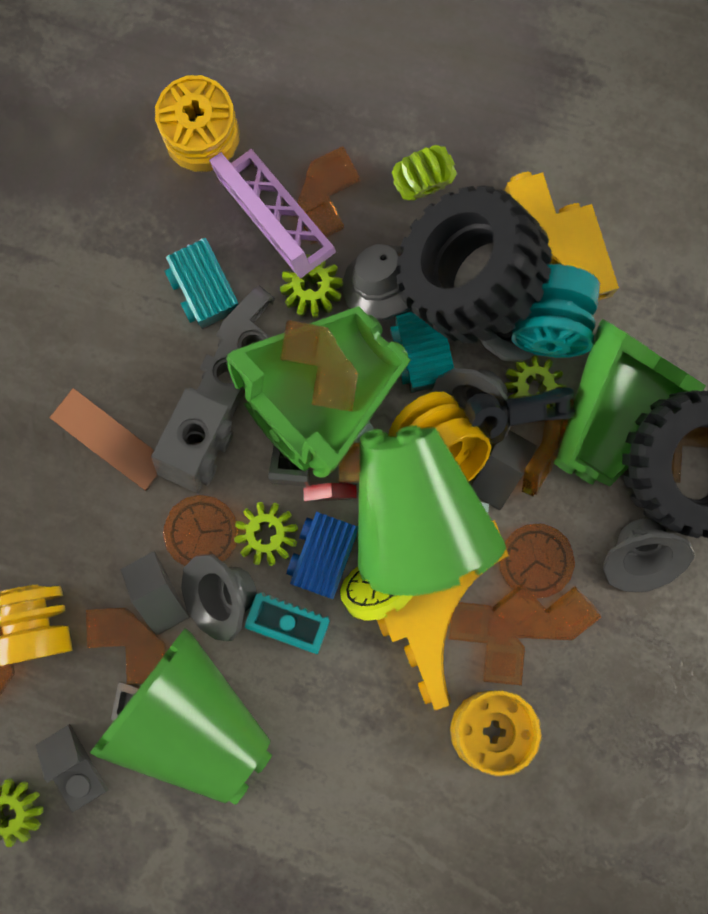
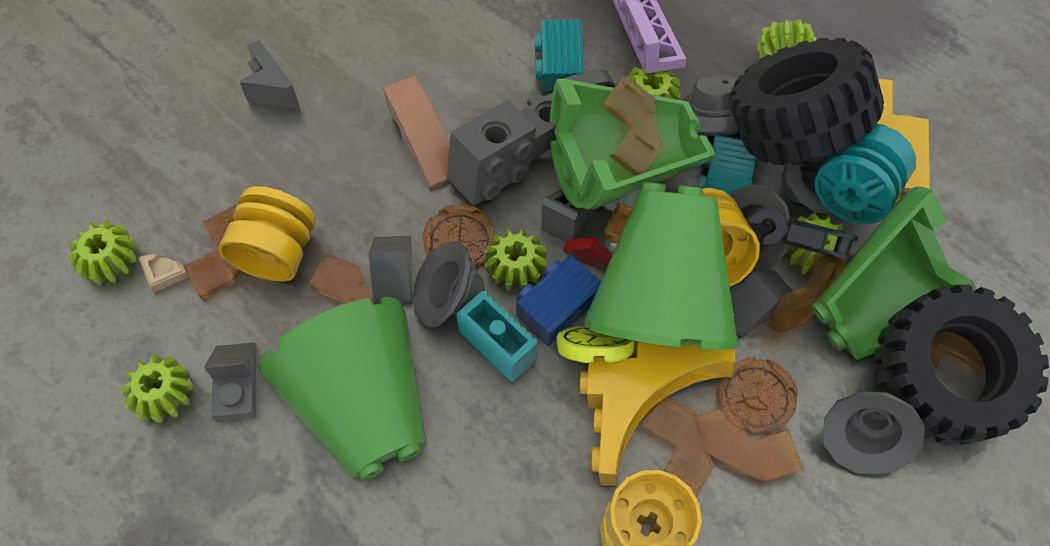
camera: 25 degrees right, 20 degrees down
(324, 178) = (700, 27): clear orange tile -> none

